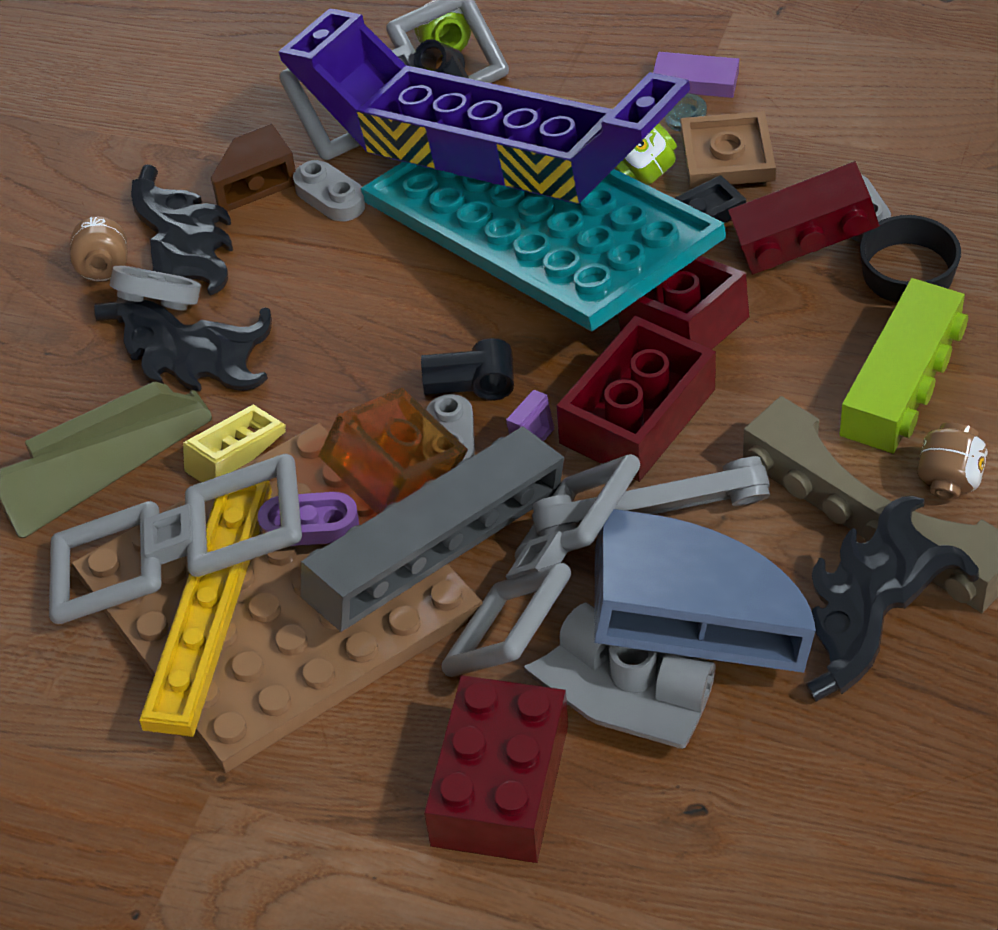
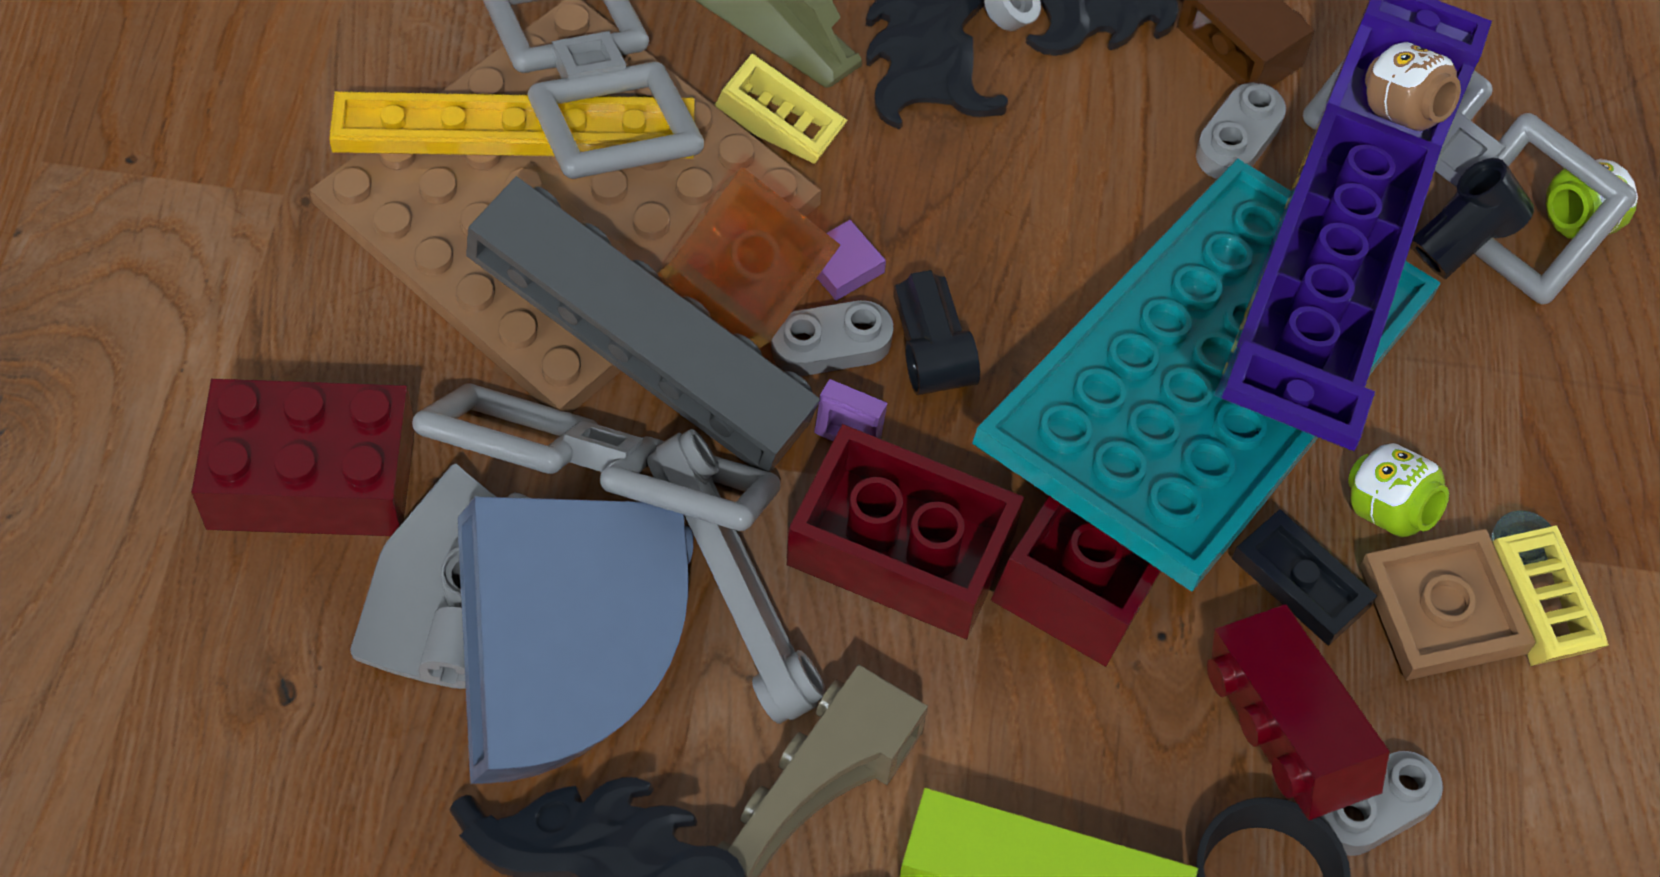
camera: 70 degrees right, 10 degrees up
(317, 516) = (639, 202): medium lavender plate -> none
(368, 56) = (1412, 86): none -> medium nougat head
(705, 73) = (1612, 547): medium lavender tile -> none
(734, 97) = (1577, 607): none -> light yellow slope

